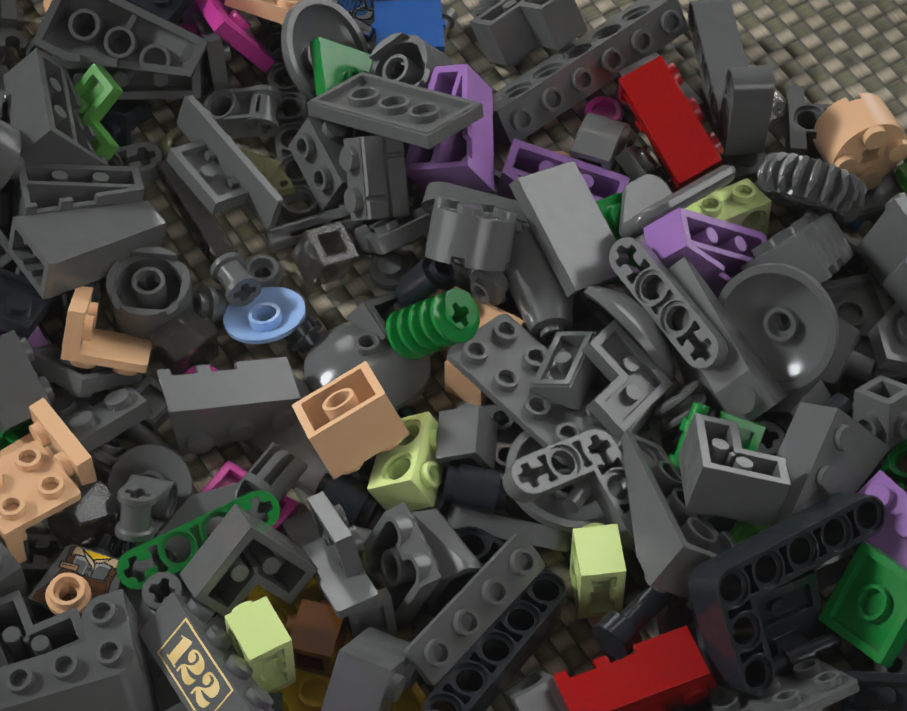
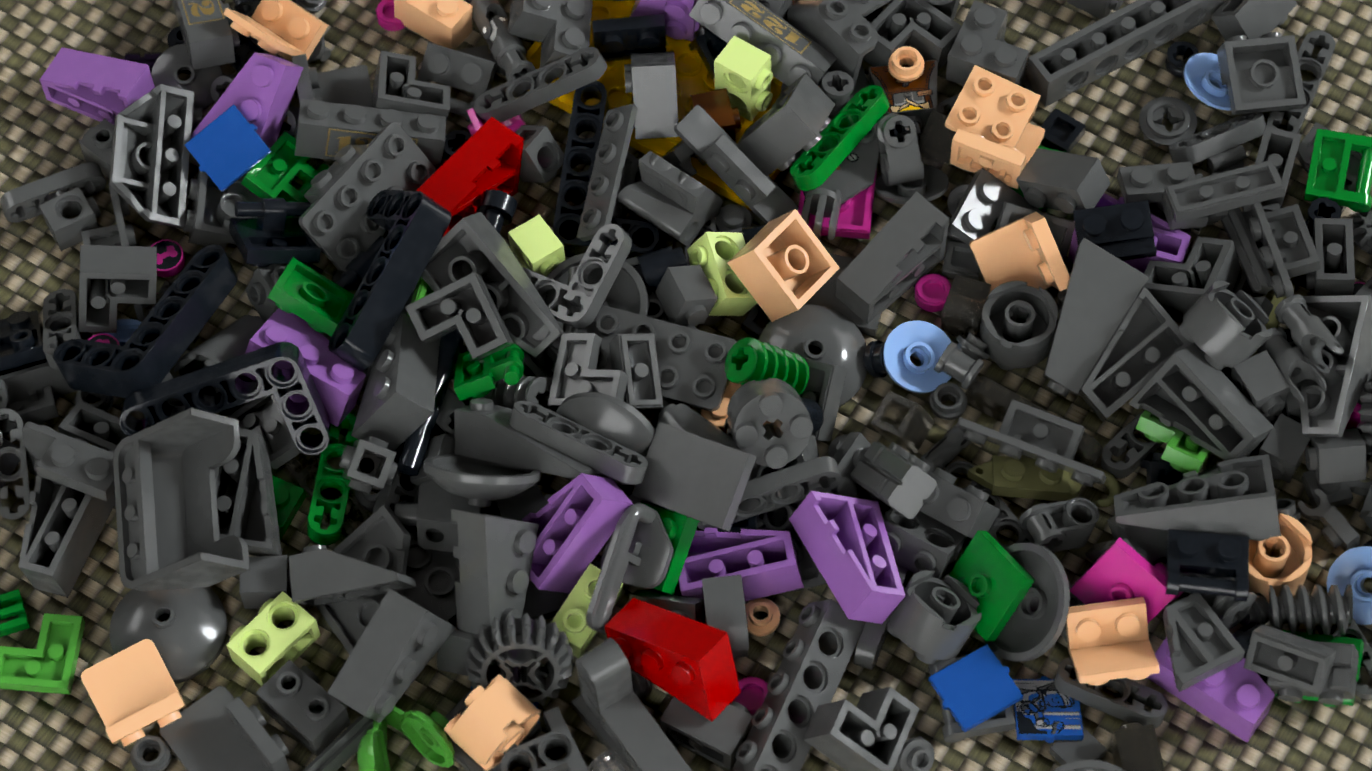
camera: 155 degrees right, 5 degrees up
(395, 109) = (907, 519): dark grey tile -> none

